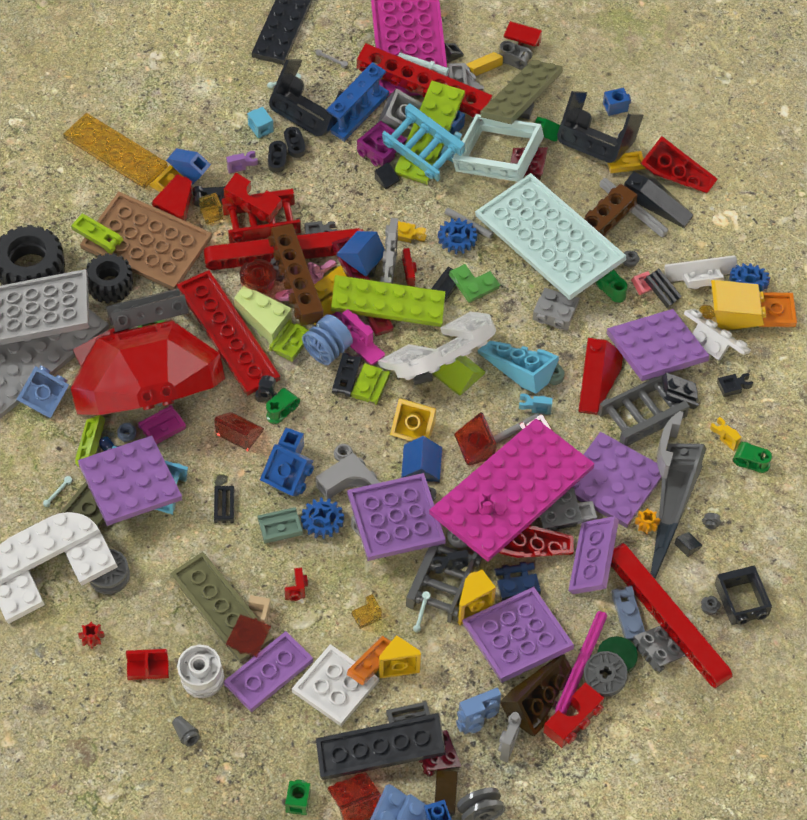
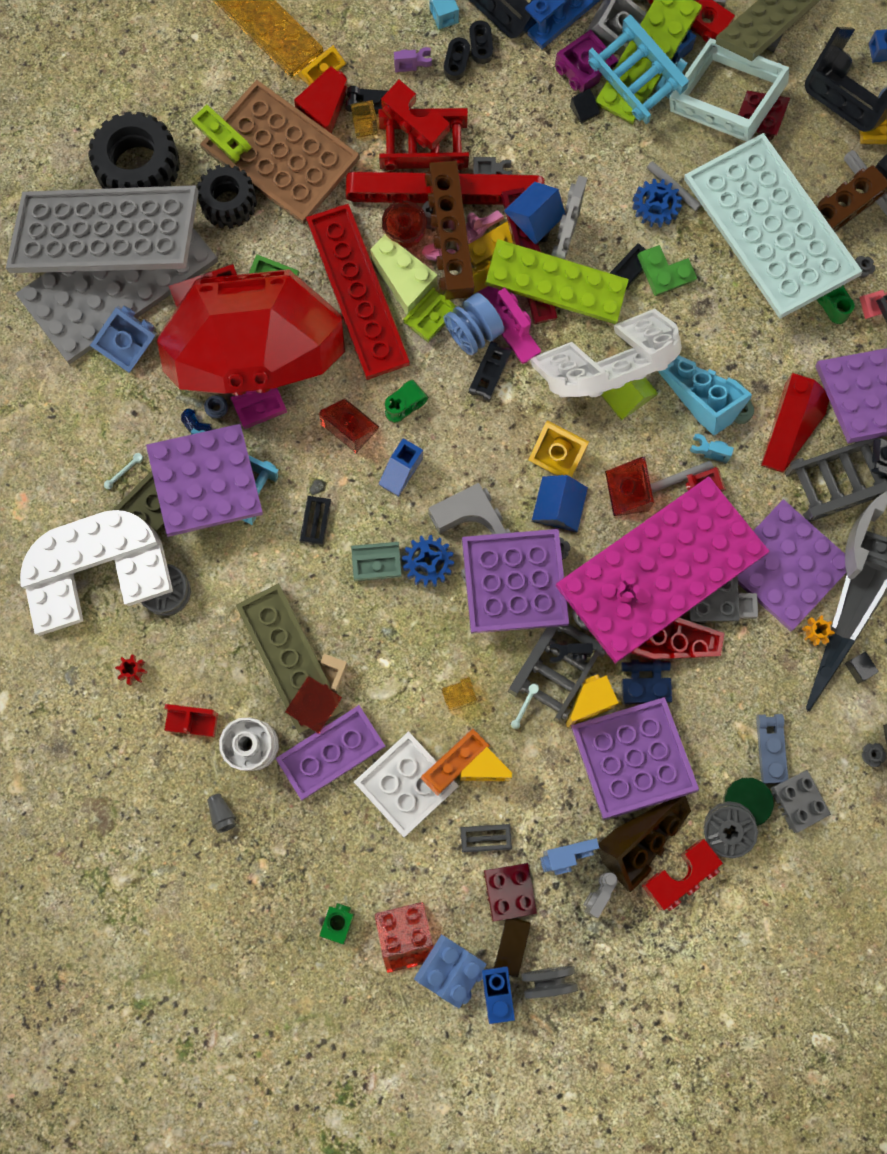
camera: 10 degrees right, 20 degrees up
(90, 437) = (169, 414): lime plate -> none
(147, 309) = (263, 249): dark grey fence -> none
(188, 163) = (346, 54): blue slope -> none
(265, 389) = (389, 378): black plate -> none
(287, 470) = (395, 494): blue plate -> none
(297, 592) = (388, 641): red bracket -> none
(342, 448) = (470, 470): light grey plate -> none
(370, 384) = (516, 388): lime plate -> none
(380, 746) = (445, 881): black plate -> none
(408, 231) = (598, 187): yellow plate -> none
(409, 267) = (591, 238): red plate -> none
(549, 128) = (797, 70): green panel -> none
(555, 309) = (757, 322): light grey plate -> none
(583, 657) = (703, 805): dark pink axle -> none
(593, 555) = (745, 668): medium lavender plate -> none
(670, 617) = (821, 762): red beam -> none

